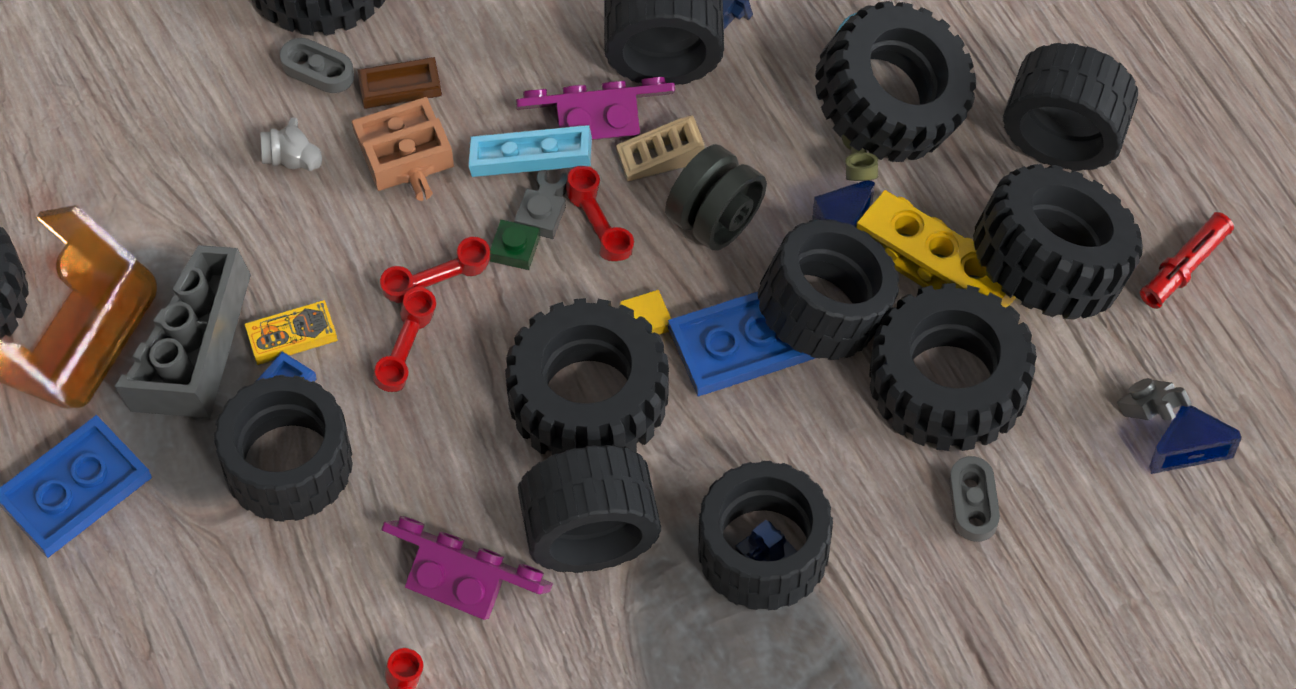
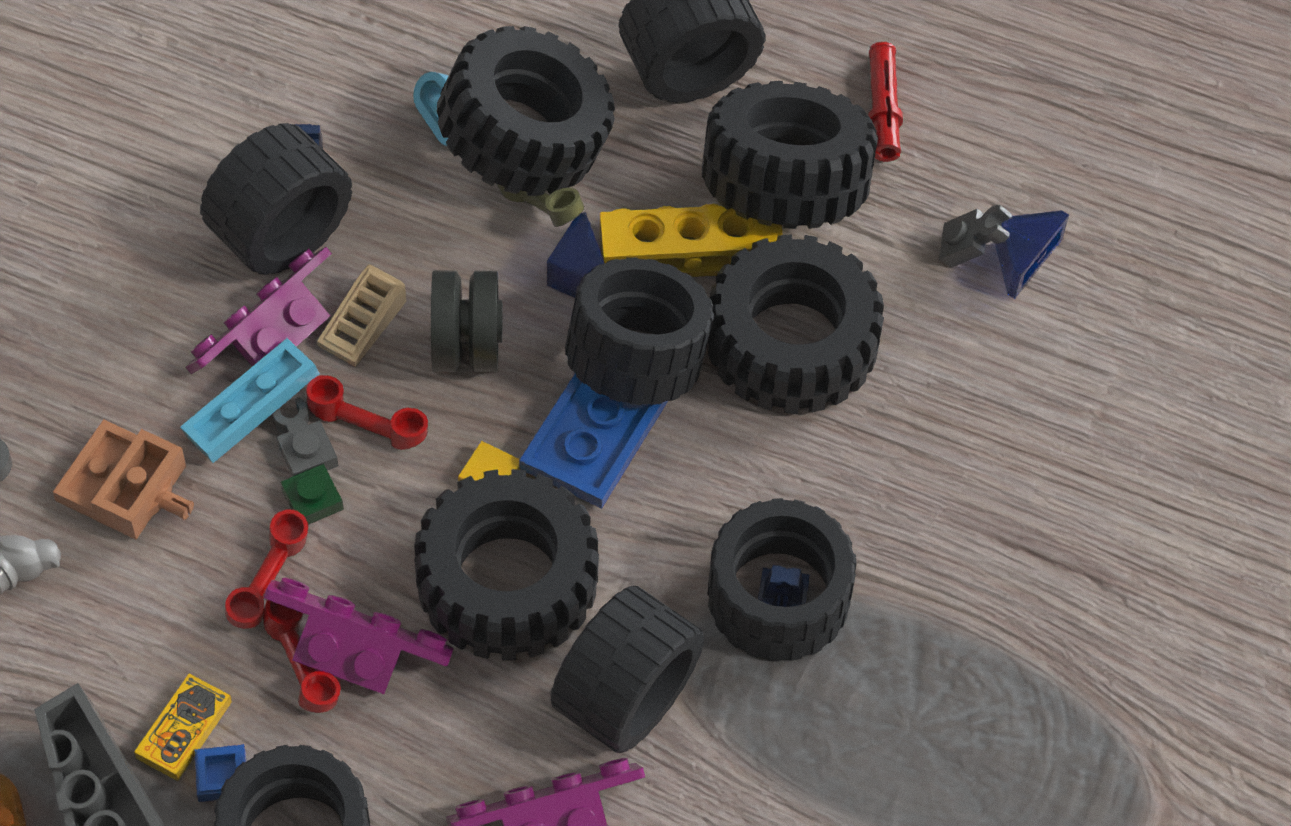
camera: 45 degrees left, 0 degrees up
(399, 82) = (56, 426): reddish brown tile -> none
(441, 356) = (351, 642): none -> magenta bracket
(976, 501) = (911, 422): dark grey plate -> none

